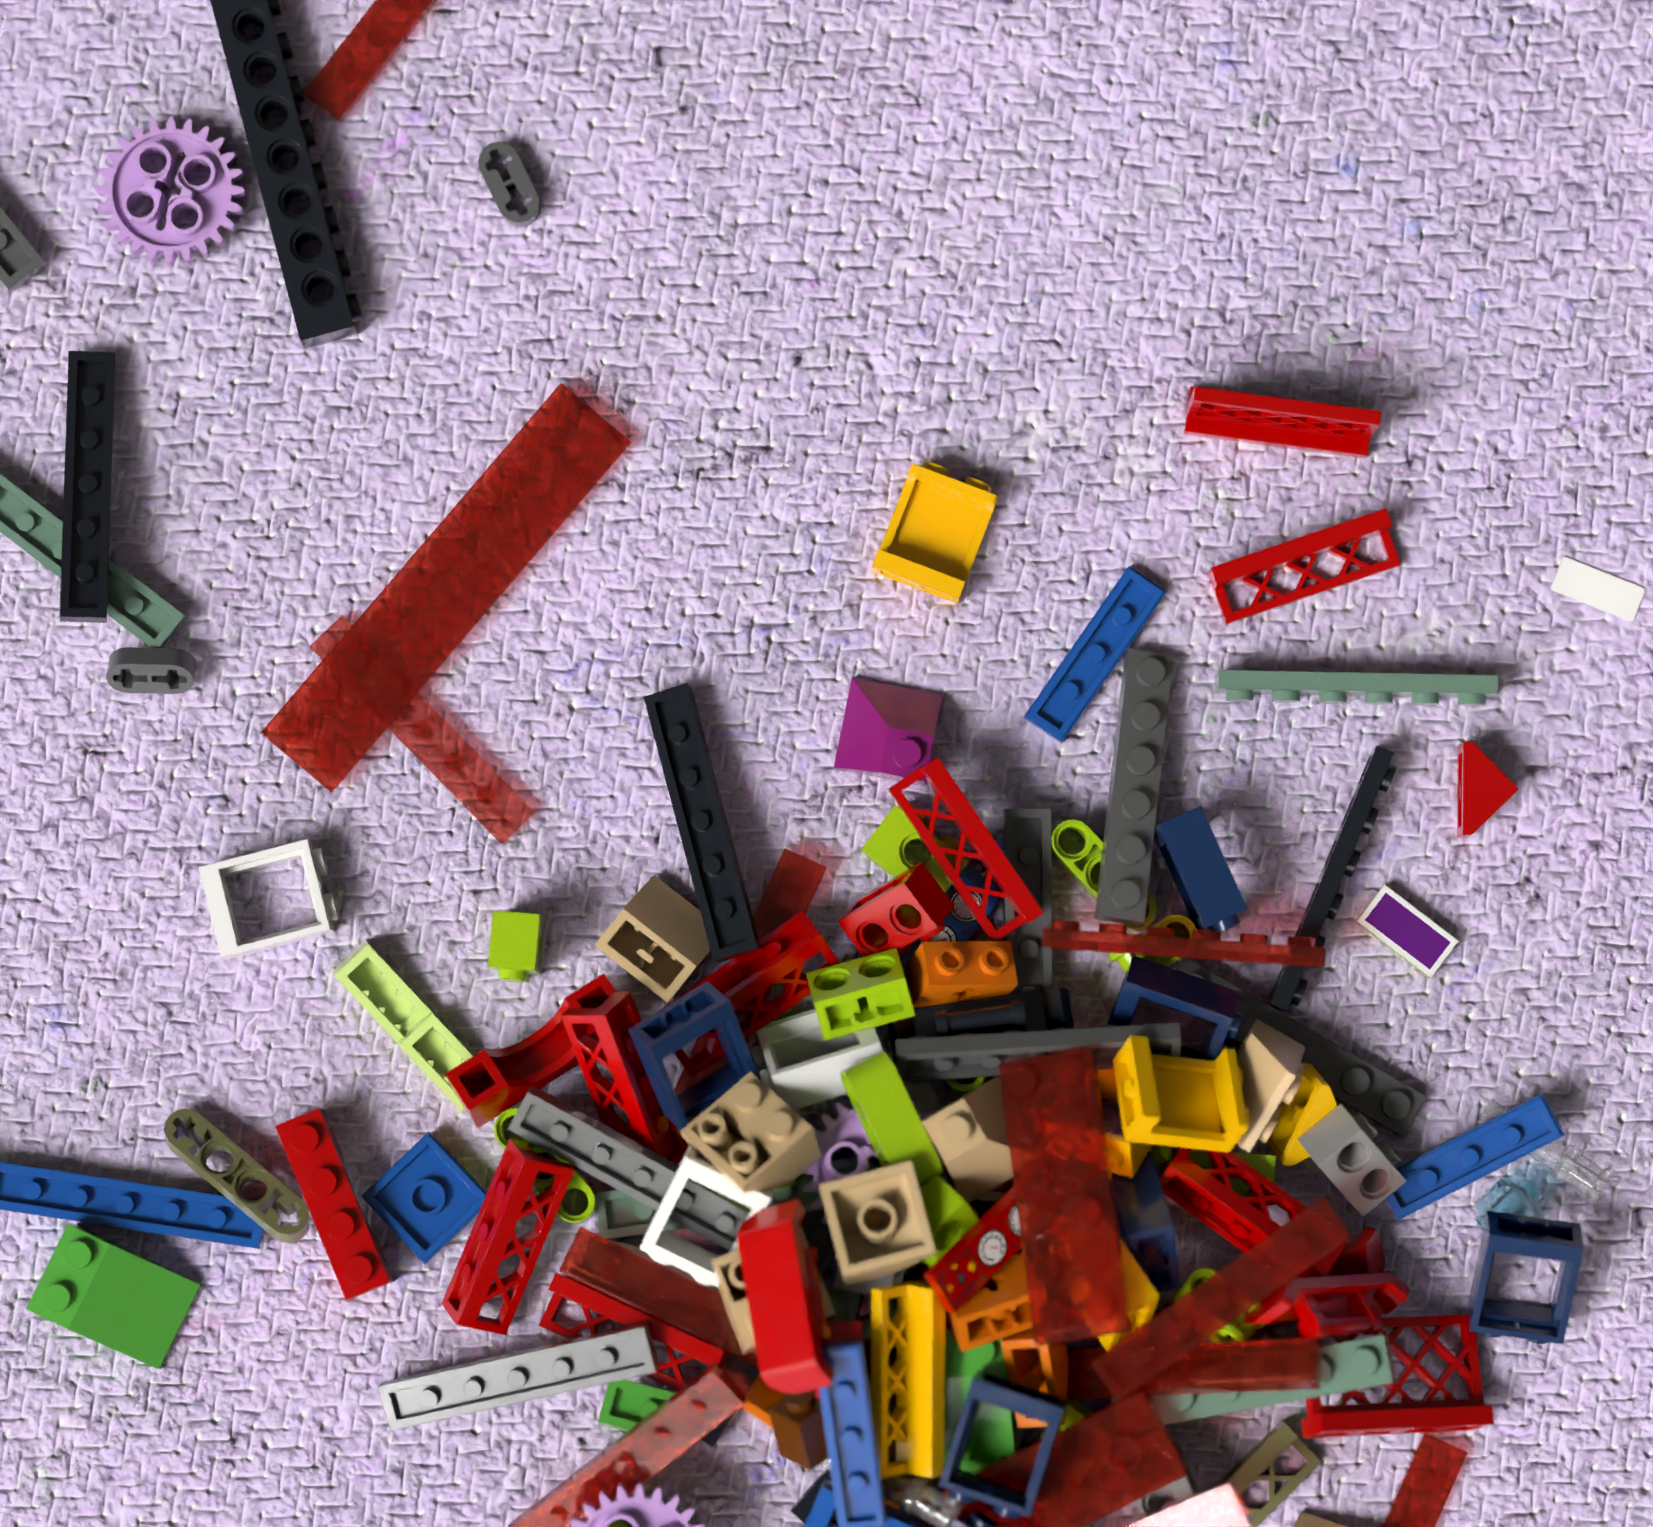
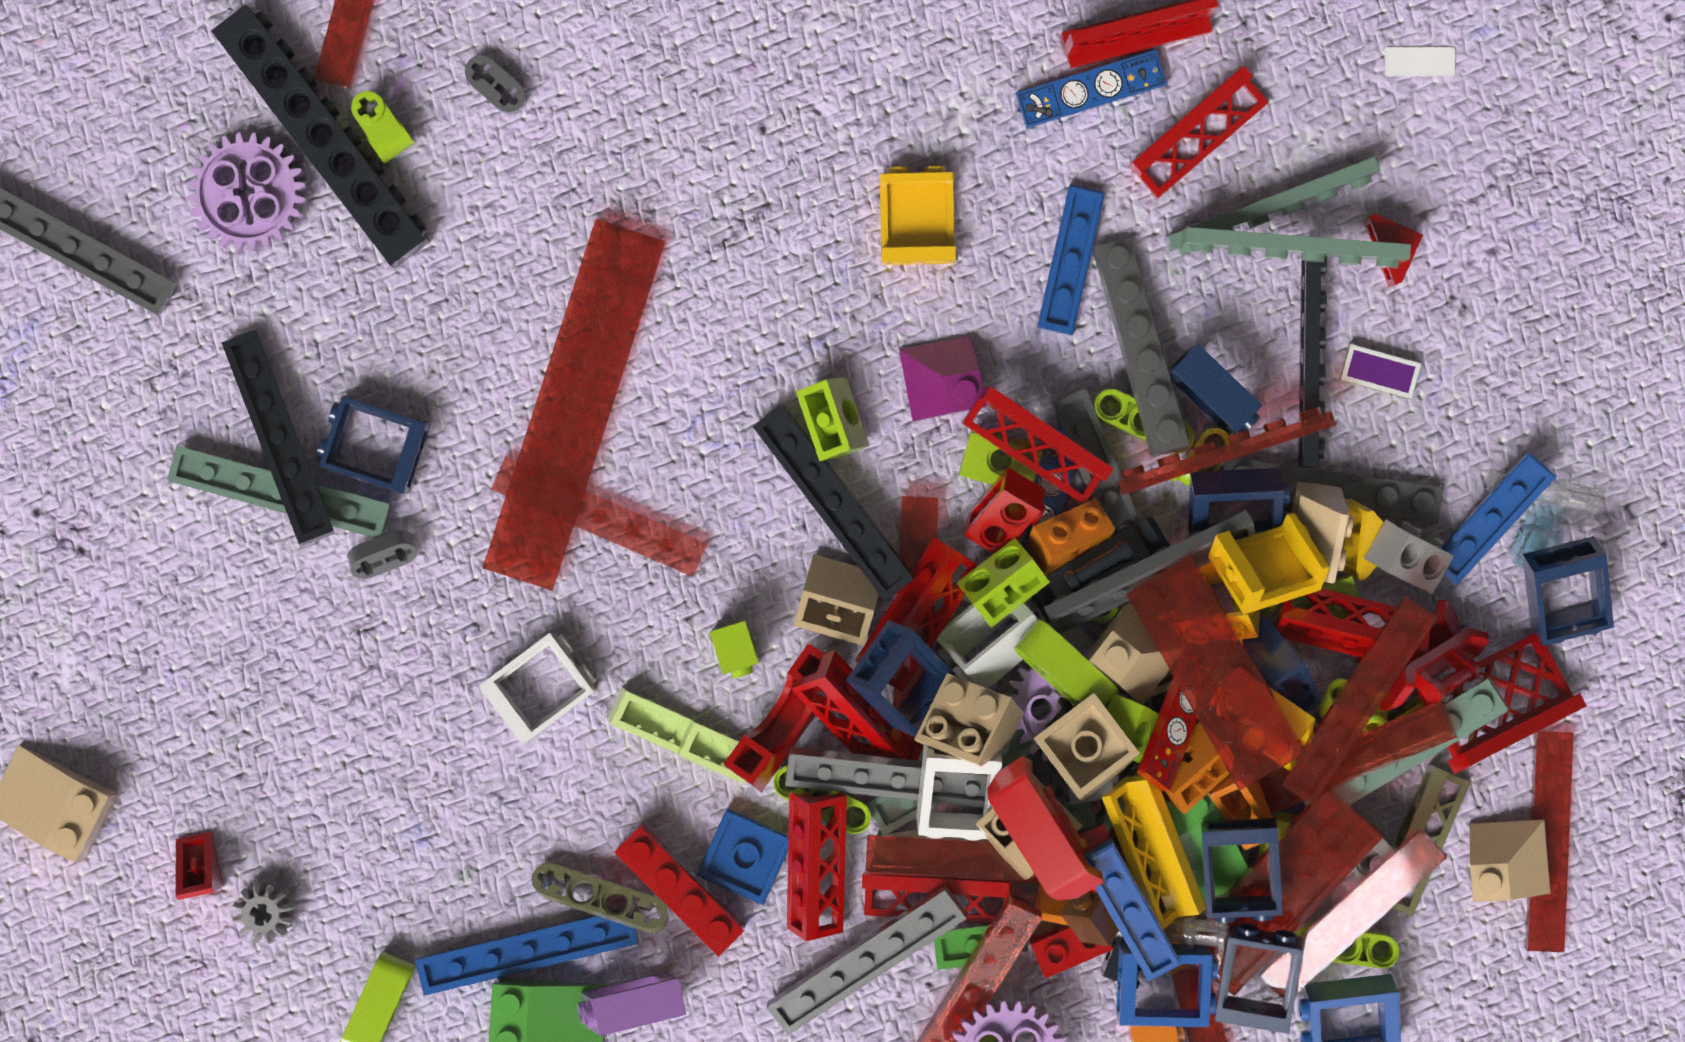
camera: 30 degrees left, 5 degrees up
(221, 1313) = (631, 1003): none -> medium lavender window
(233, 566) = (409, 458): none -> dark blue window
(357, 183) = (383, 130): none -> lime piece
(740, 724) = (832, 418): none -> lime brick
(758, 1461) = (1061, 949): none -> red brick
(1198, 466) = (1090, 89): none -> tile
(1378, 749) = (1280, 245): none -> sand green plate

